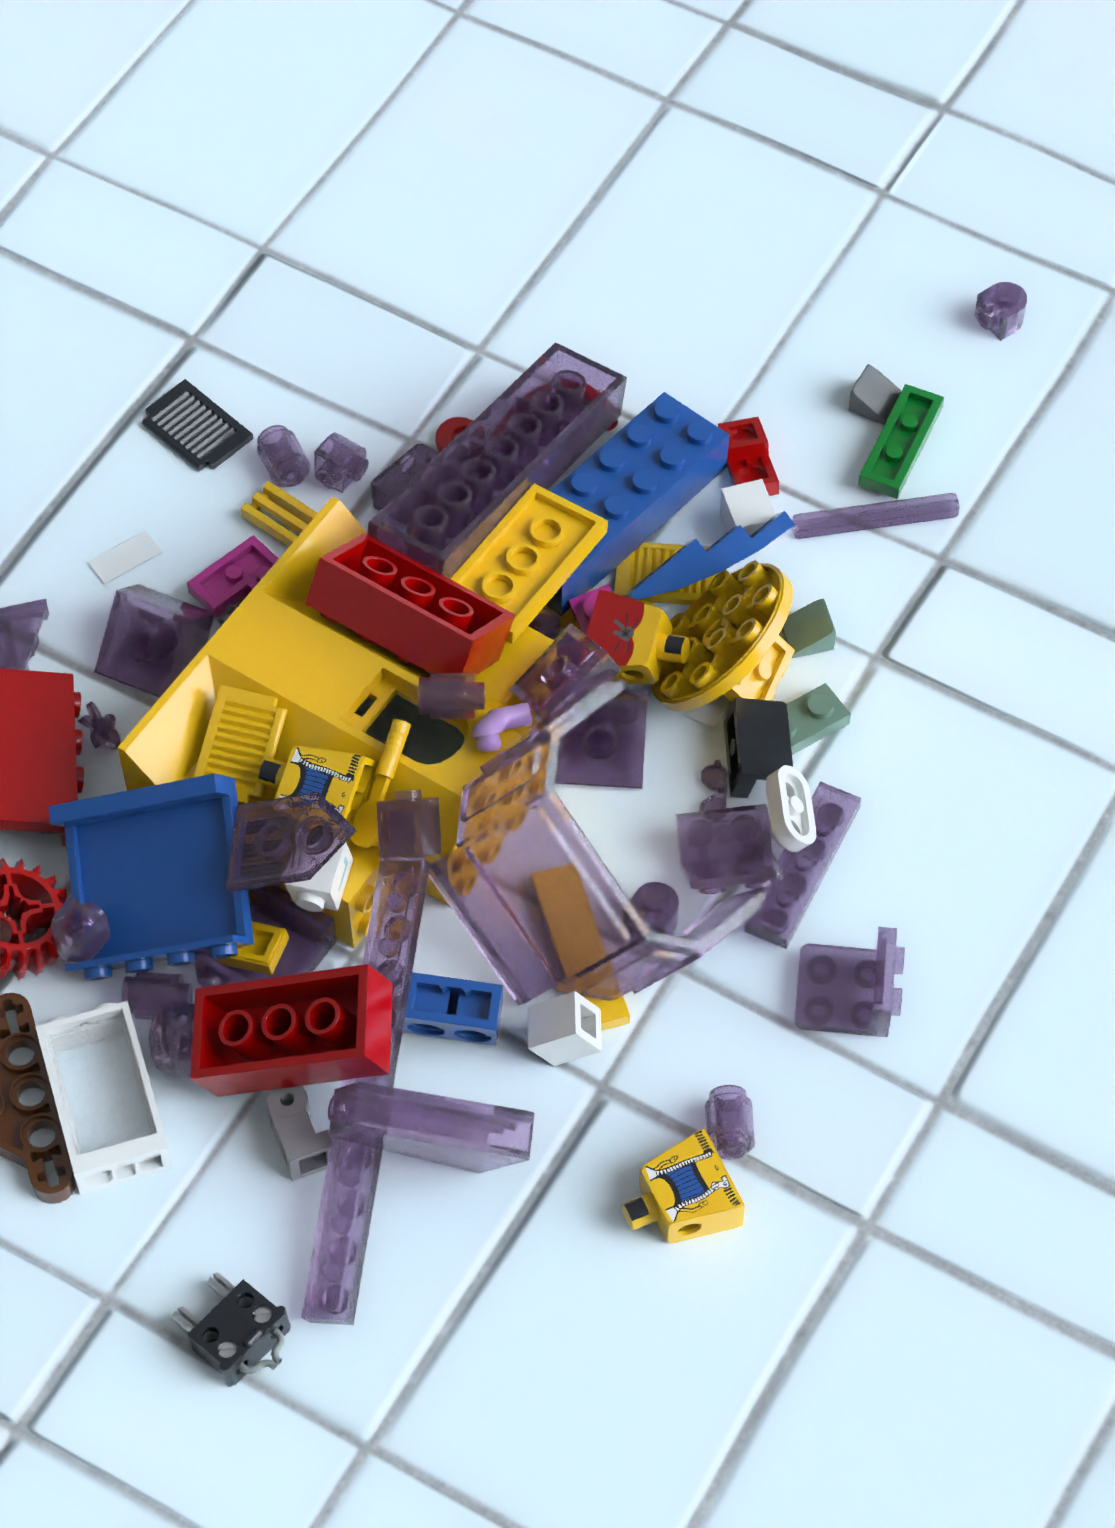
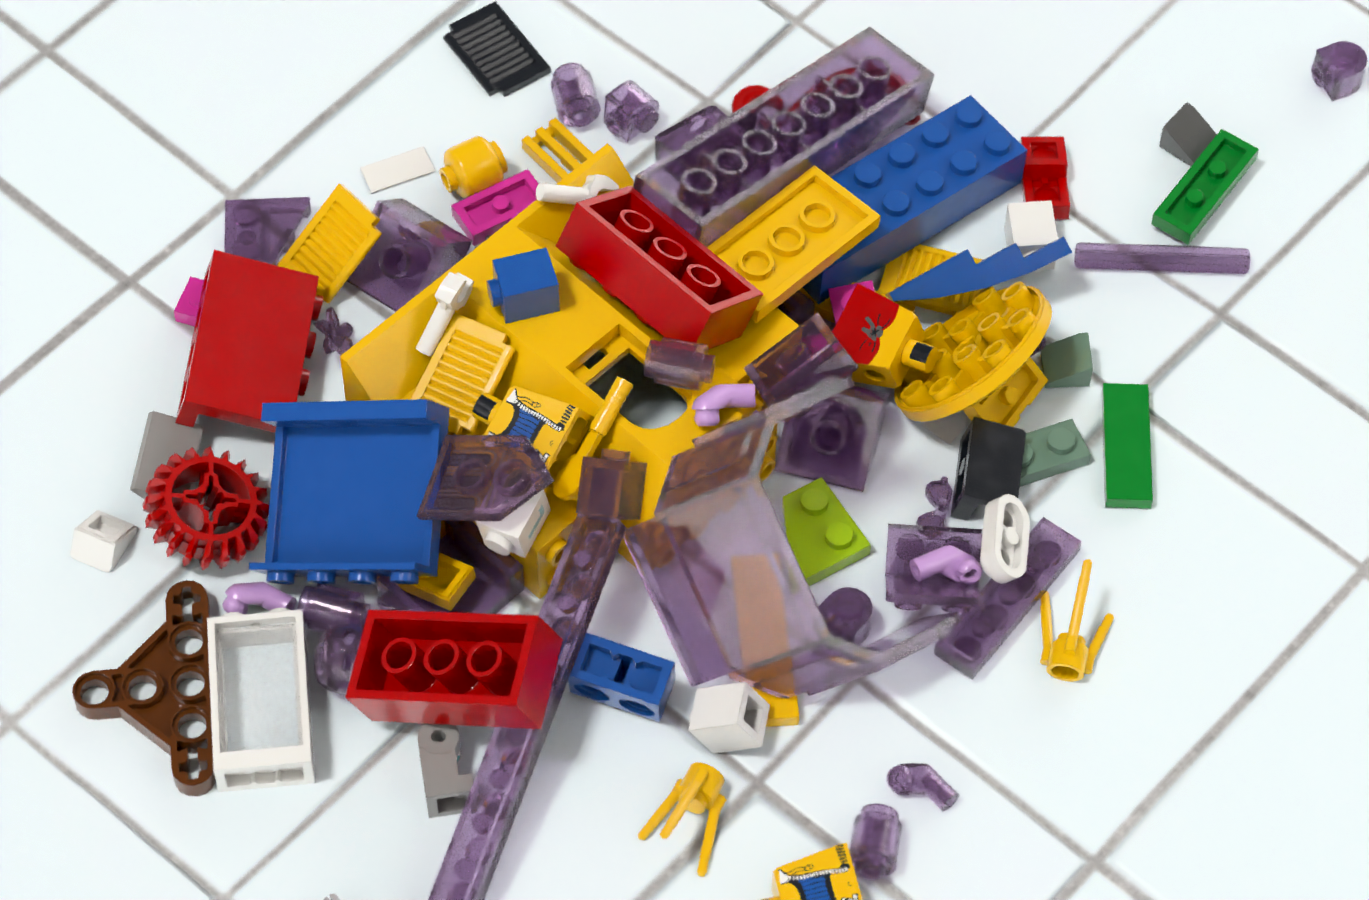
camera: 10 degrees right, 0 degrees up
(77, 993) = (256, 593): none -> lavender arm
(79, 930) = (269, 531): clear purple plate -> none
(80, 637) = (334, 242): none -> yellow window
(199, 542) = (472, 166): none -> yellow head
(214, 671) = (450, 297): none -> white bar
(284, 647) = (524, 285): none -> blue brick
(312, 551) = (572, 194): none -> white bar
(431, 1126) = (571, 789): clear purple slope -> none
(551, 1106) = (694, 793): none -> yellow plant
(614, 830) = (821, 531): none -> lime wing
(741, 841) = (948, 562): none -> lavender arm
(758, 1055) = (921, 780): none -> clear purple arm
(850, 987) = (1027, 729): clear purple bracket -> none
(872, 906) = (1068, 655): none -> yellow plant
(882, 699) = (1126, 446): none -> green tile

